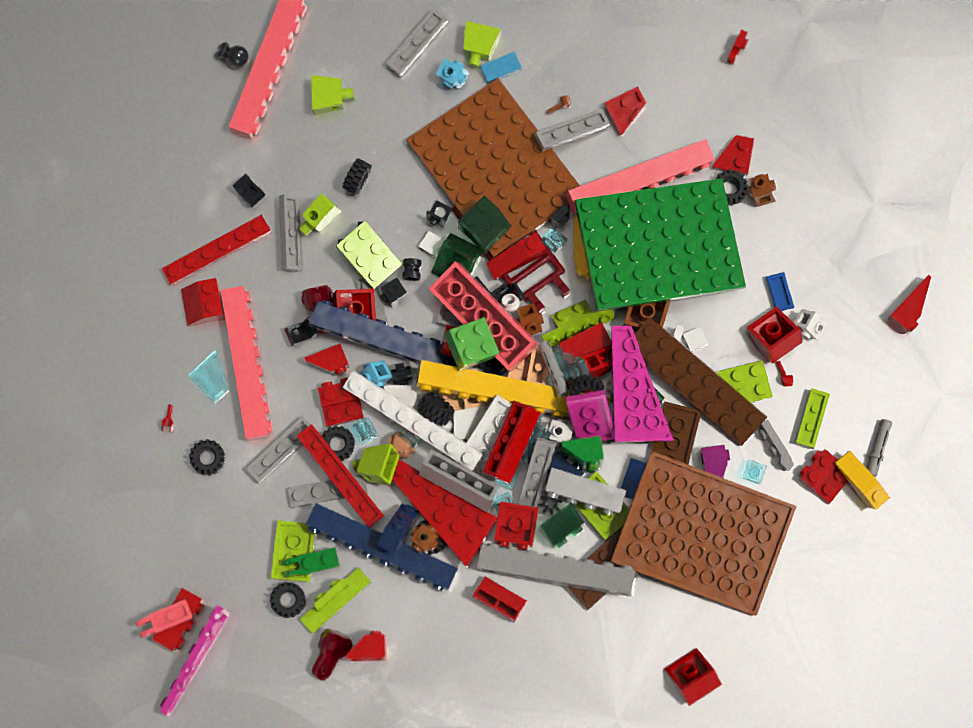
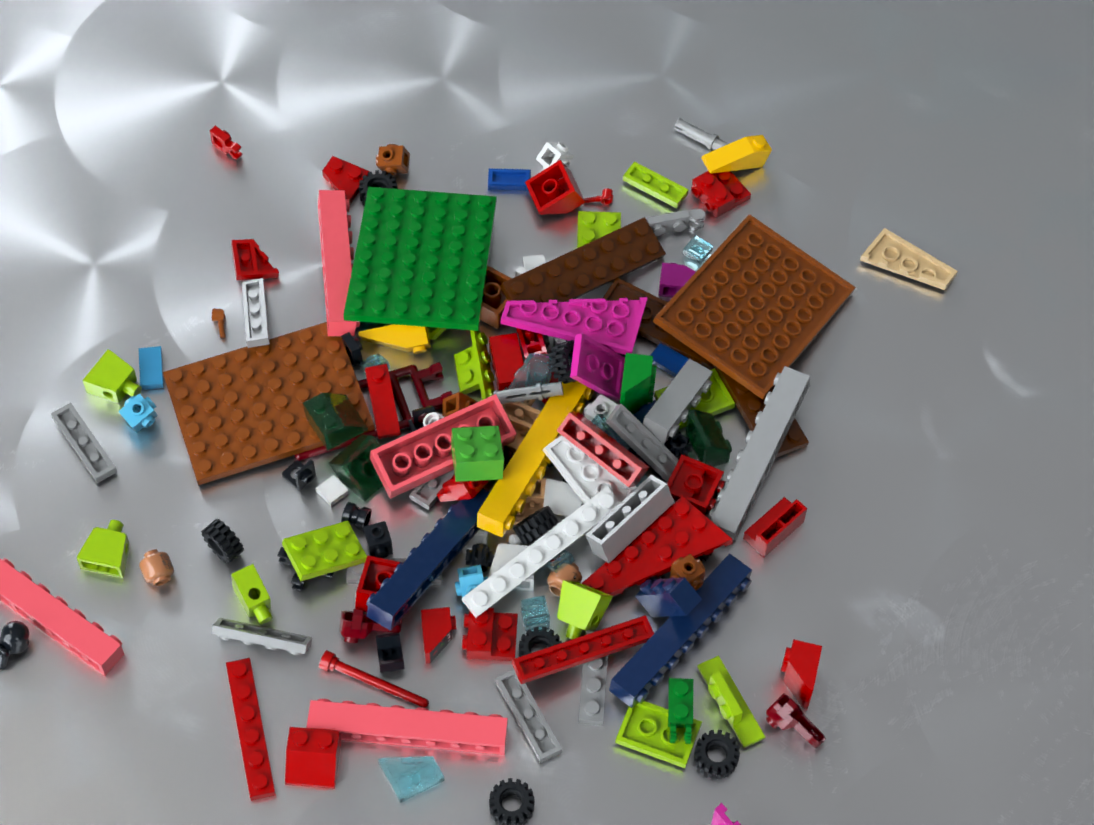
camera: 75 degrees left, 20 degrees down
(248, 190) = (191, 668): black bracket -> none
(283, 292) = (331, 662): none -> red piece
(324, 136) = (156, 567): none -> nougat head
(693, 676) = (907, 361): red slope -> none
(801, 655) = (904, 258): none -> tan wing
(910, 310) = (565, 71): red slope -> none

